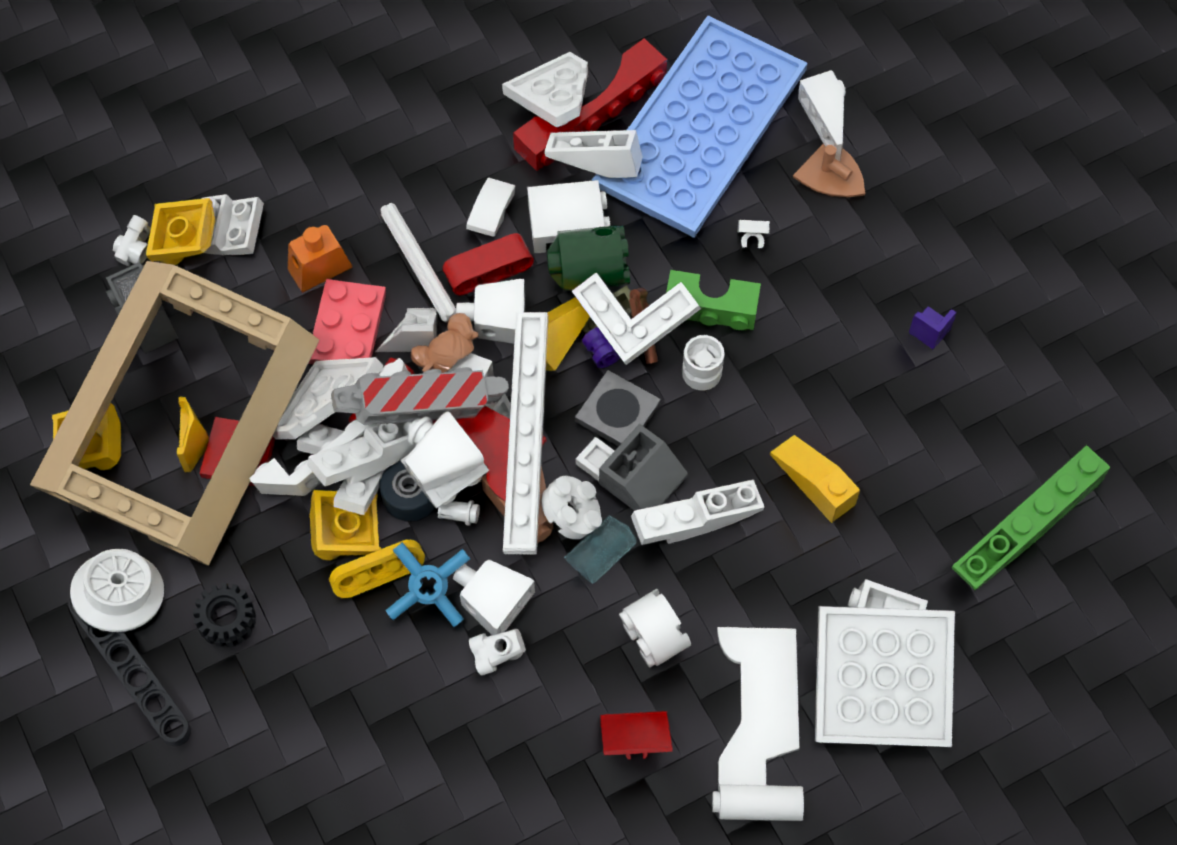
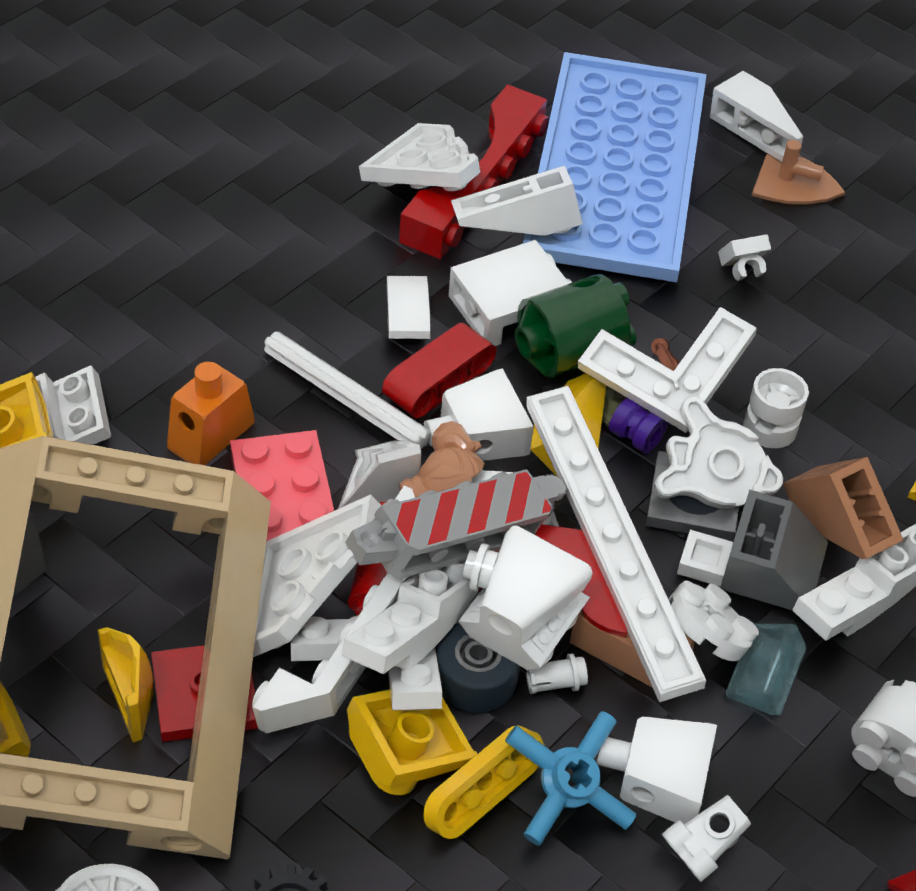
camera: 25 degrees left, 15 degrees down
(634, 393) = (715, 461): none -> white tile
(701, 456) = (846, 506): none -> nougat slope
(733, 309) = (779, 341): bright green arch -> none

